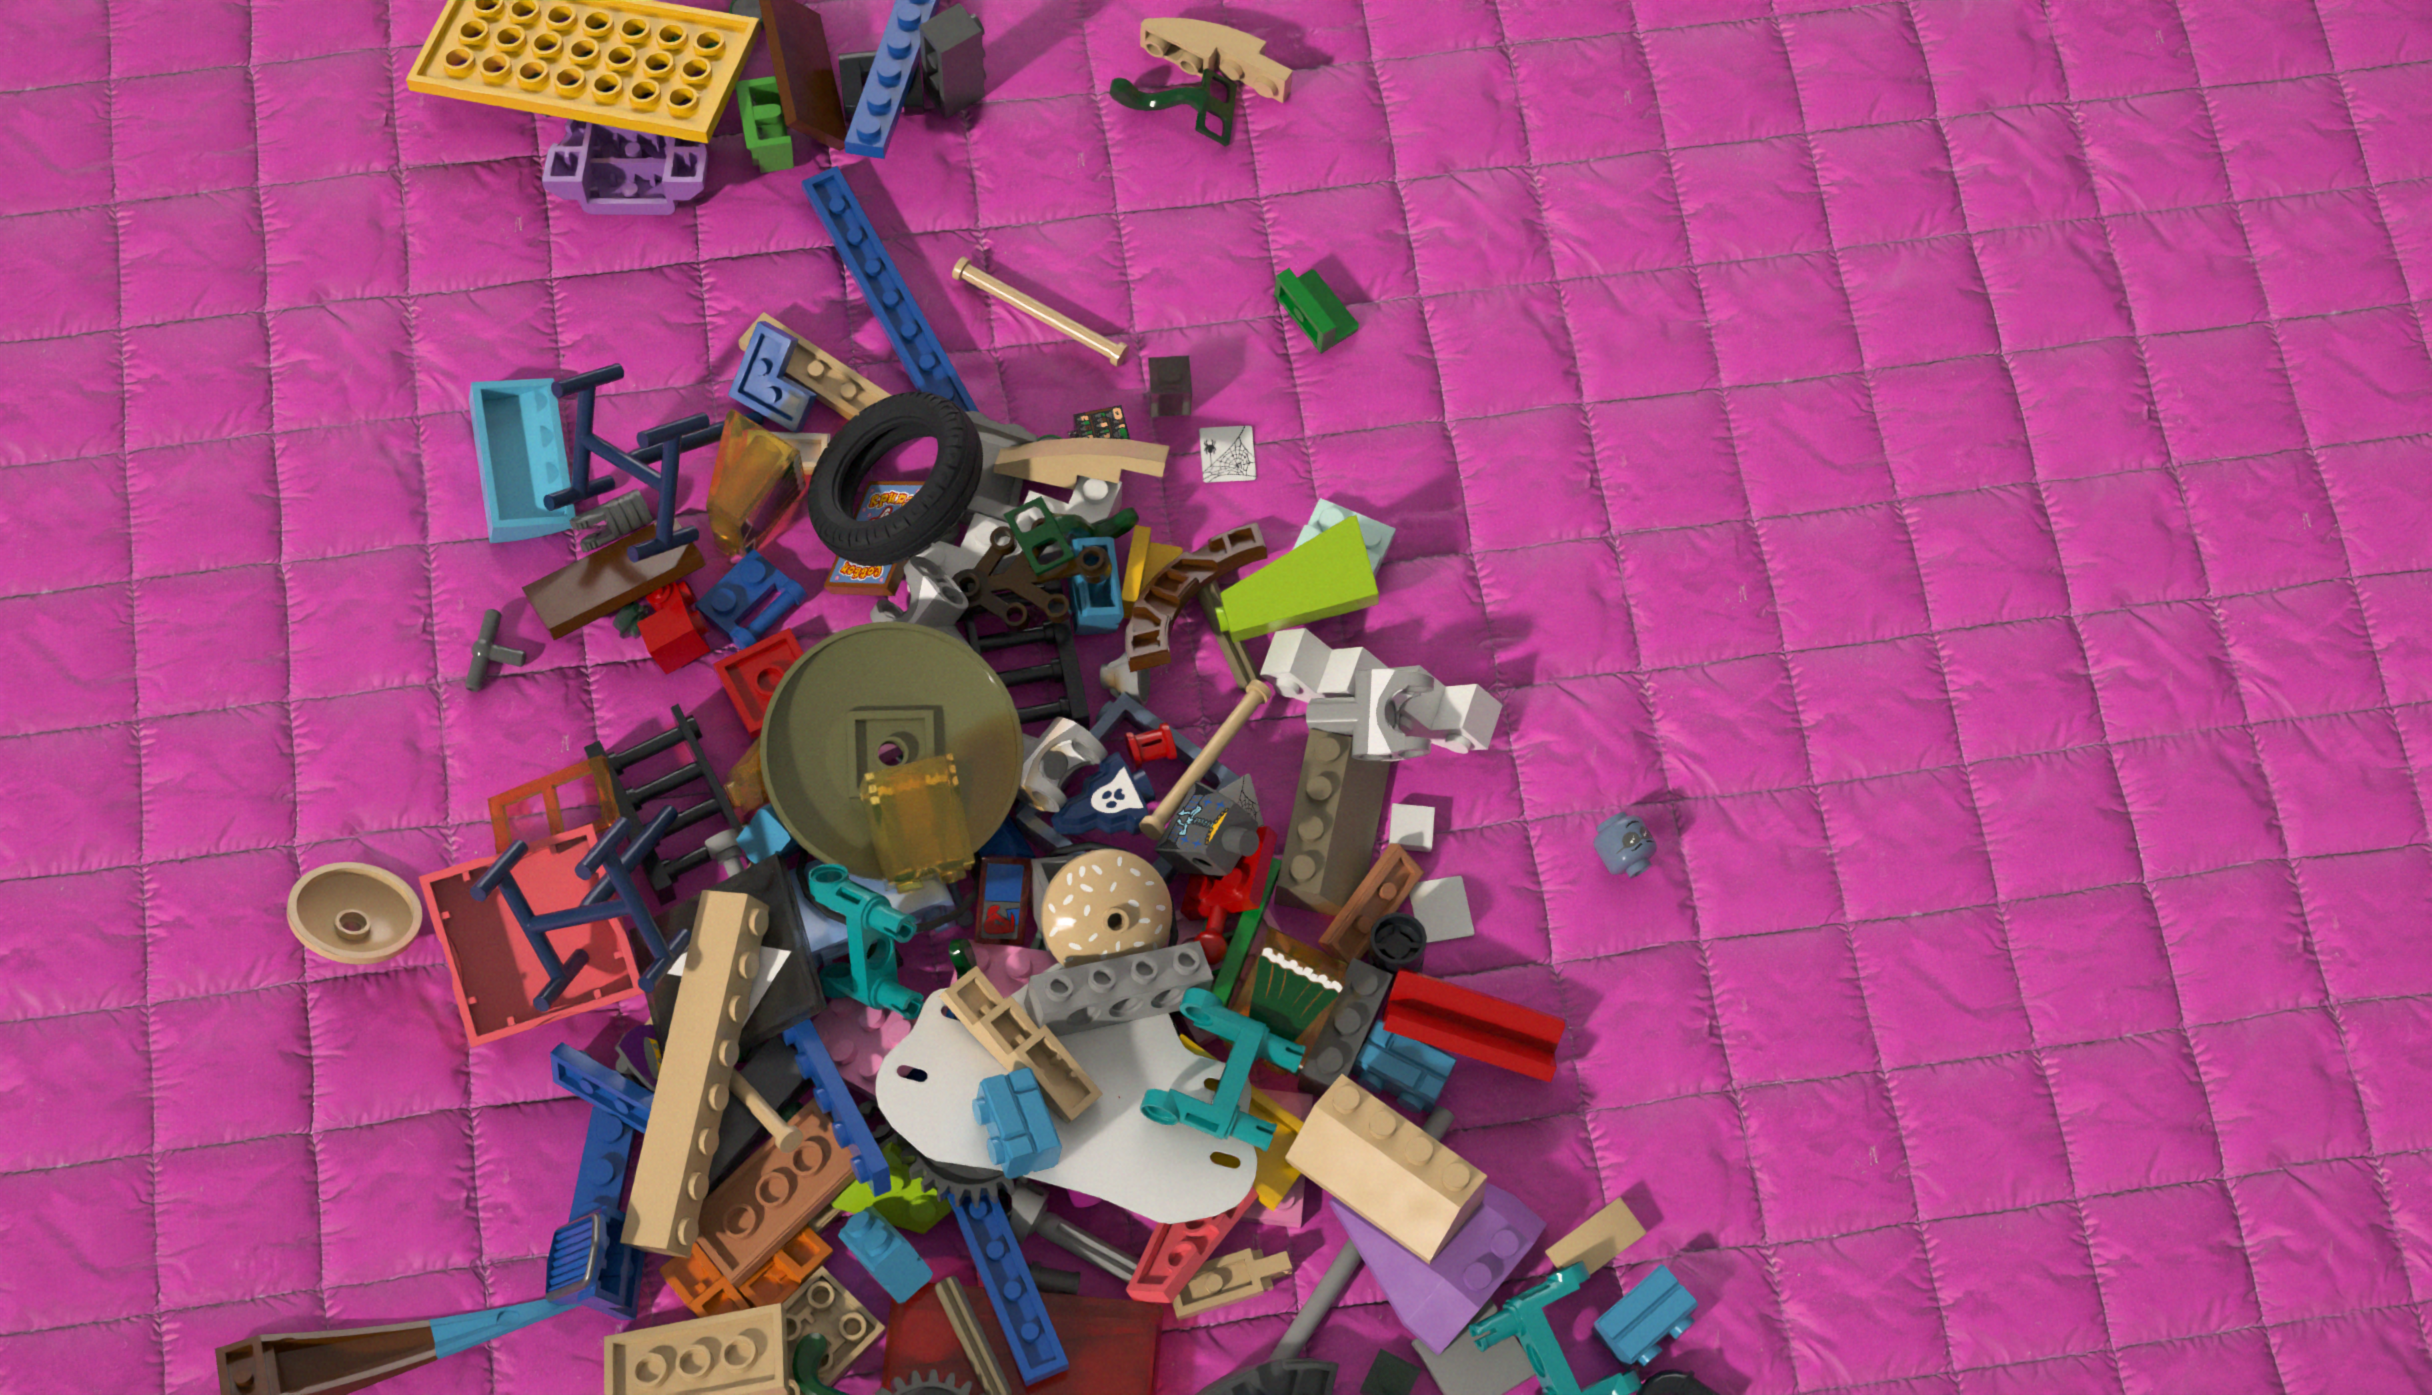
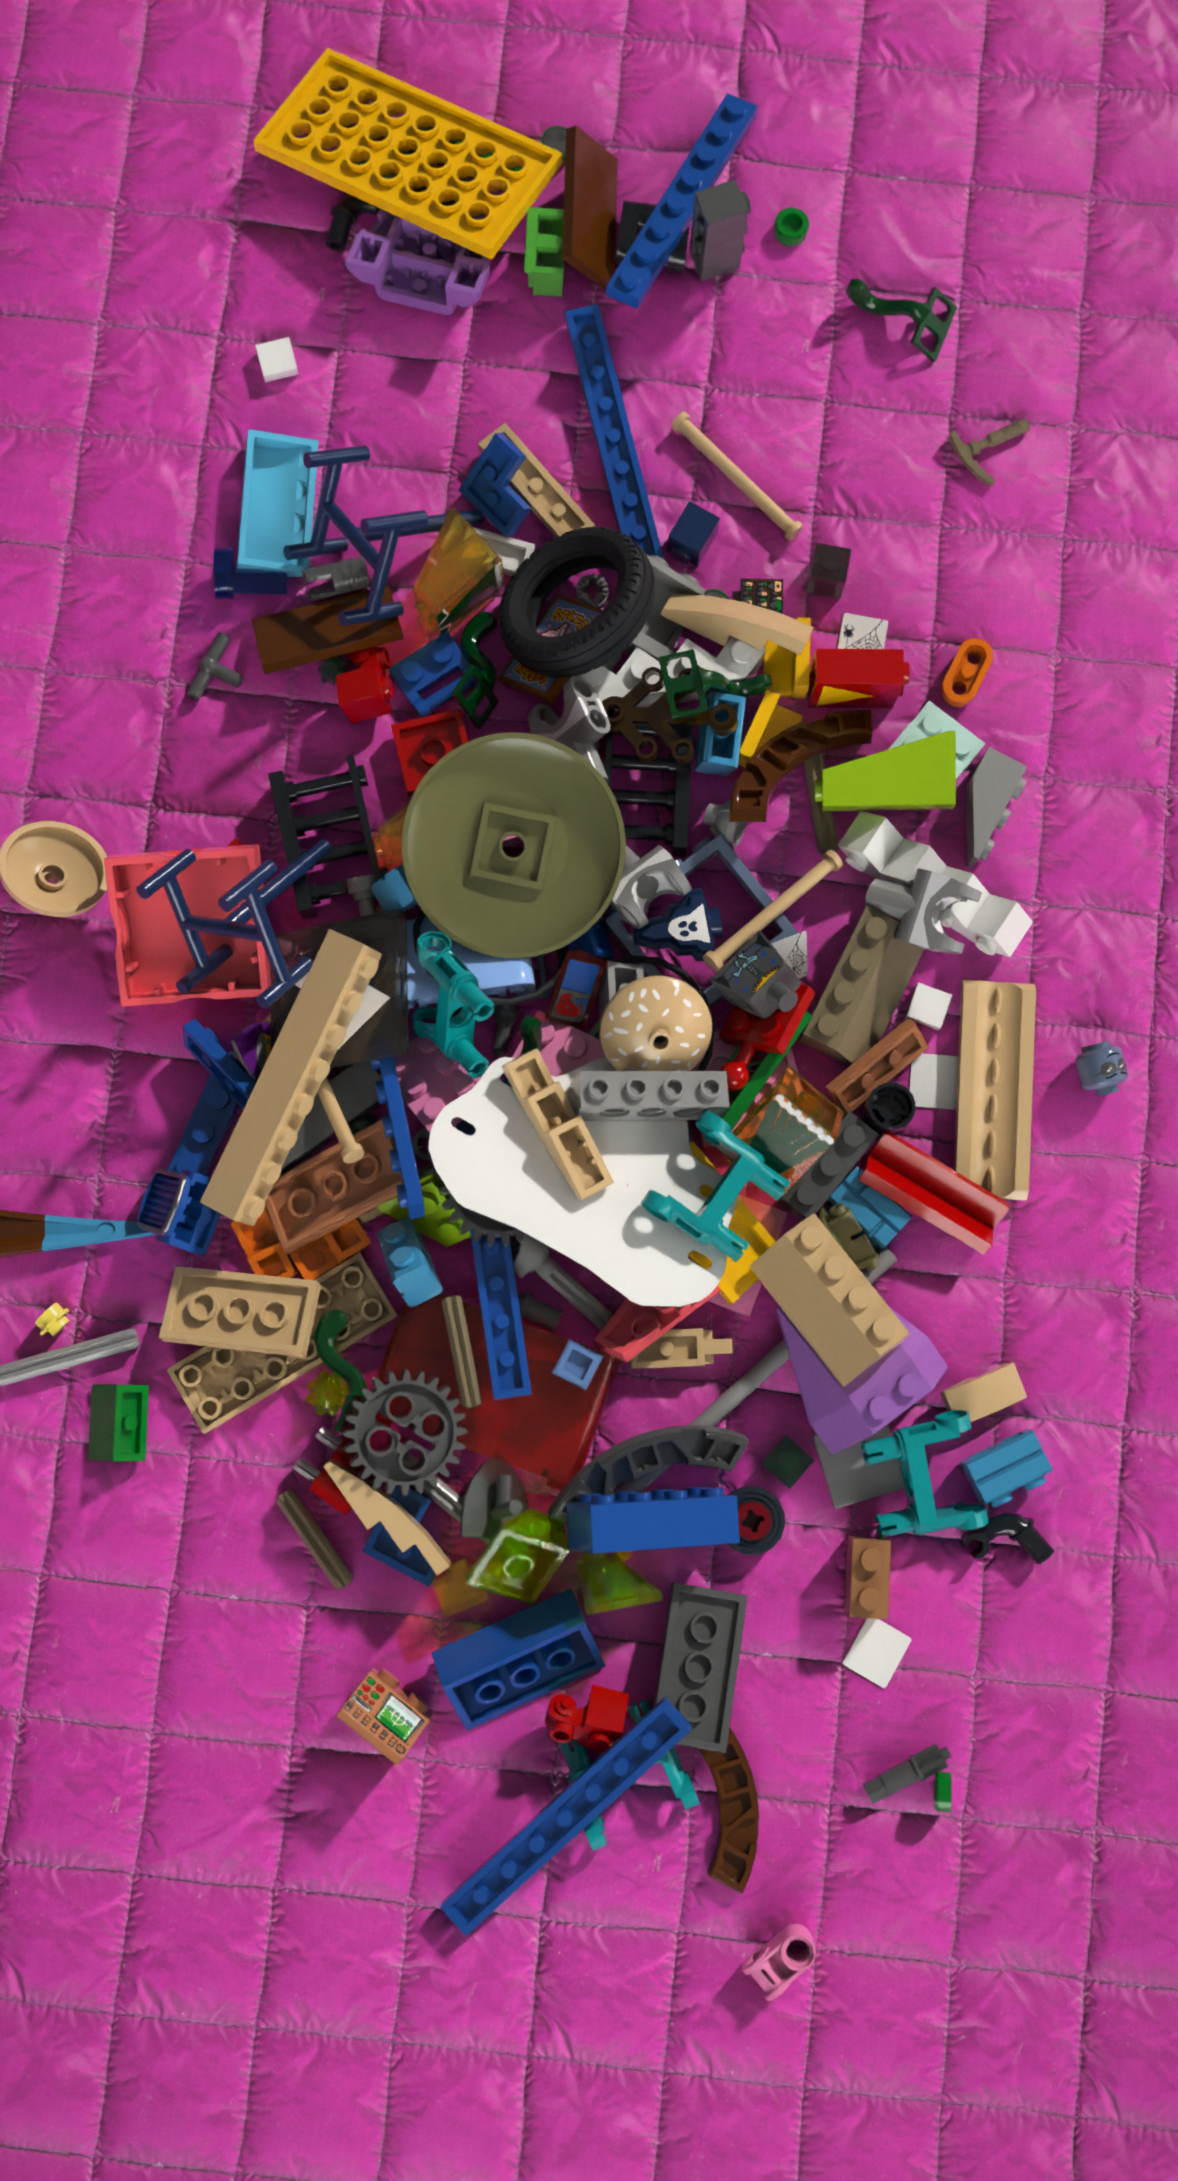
camera: 15 degrees right, 15 degrees up
(484, 303) = (277, 359): none -> white tile
(487, 553) = (230, 582): none -> clear blue piece
(527, 136) = (342, 219): none -> black piece
(547, 786) = (232, 797): clear orange window -> none
(801, 575) = (480, 668): none -> dark green piece
(916, 461) = (583, 586): none -> light grey bush
(917, 823) = (518, 918): clear yellow slope -> none
(927, 954) = (505, 1017): none -> dark grey piece
(1007, 382) = (692, 534): none -> dark blue brick
(1017, 1123) = (536, 1193): dark azure brick -> none
(1031, 41) = (791, 226): none -> green tile
(1114, 1321) = (577, 1364): none -> medium blue tile
(1150, 746) = (741, 895): red bush -> none
(1152, 498) = (787, 669): none -> yellow panel
(1213, 46) = (943, 266): tan slope -> none
(1232, 490) = (857, 678): none -> red brick
(1289, 230) = (965, 452): none -> dark tan piece
(1314, 308) = (969, 528): green panel -> none
(1353, 461) = (965, 674): none -> orange plate
(1385, 1086) = (842, 1226): none -> olive hinge
(1413, 584) = (987, 795): none -> light grey slope
(1512, 895) = (995, 1086): none -> tan plate

